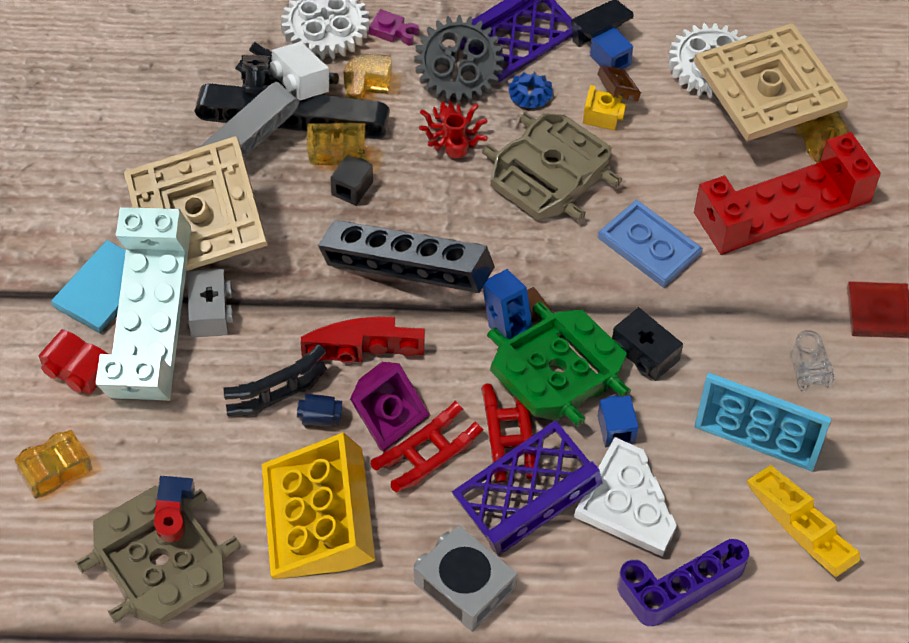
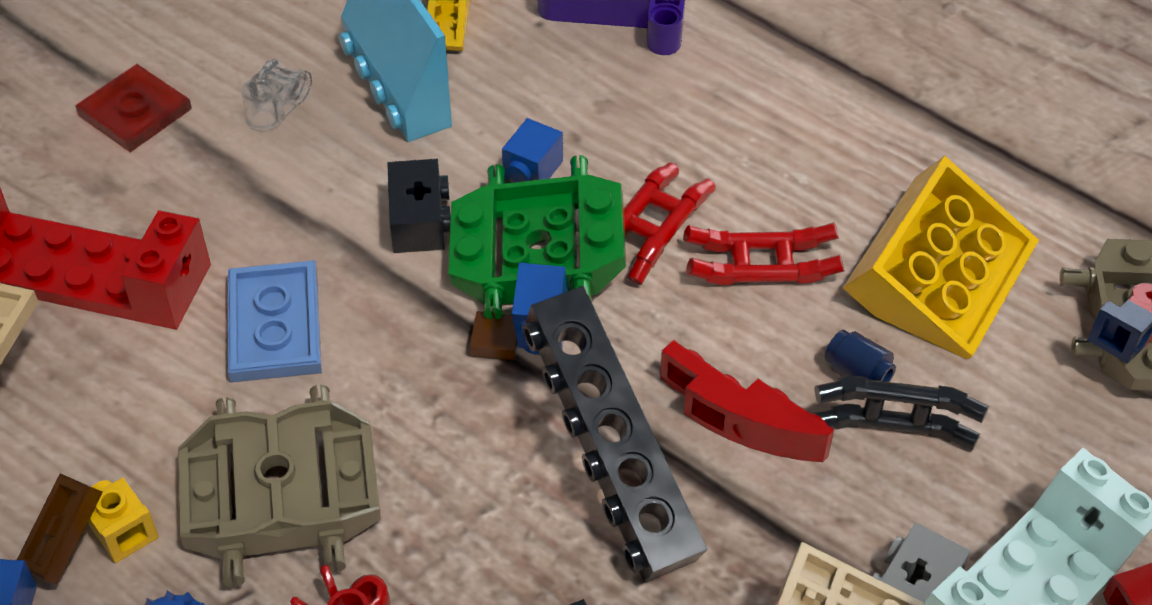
camera: 140 degrees left, 5 degrees down
(387, 403) = (773, 322): magenta slope -> none
(464, 577) = (831, 116): light grey brick -> none
(536, 511) = (700, 115): dark purple fence -> none
(629, 500) = (599, 92): white plate -> none

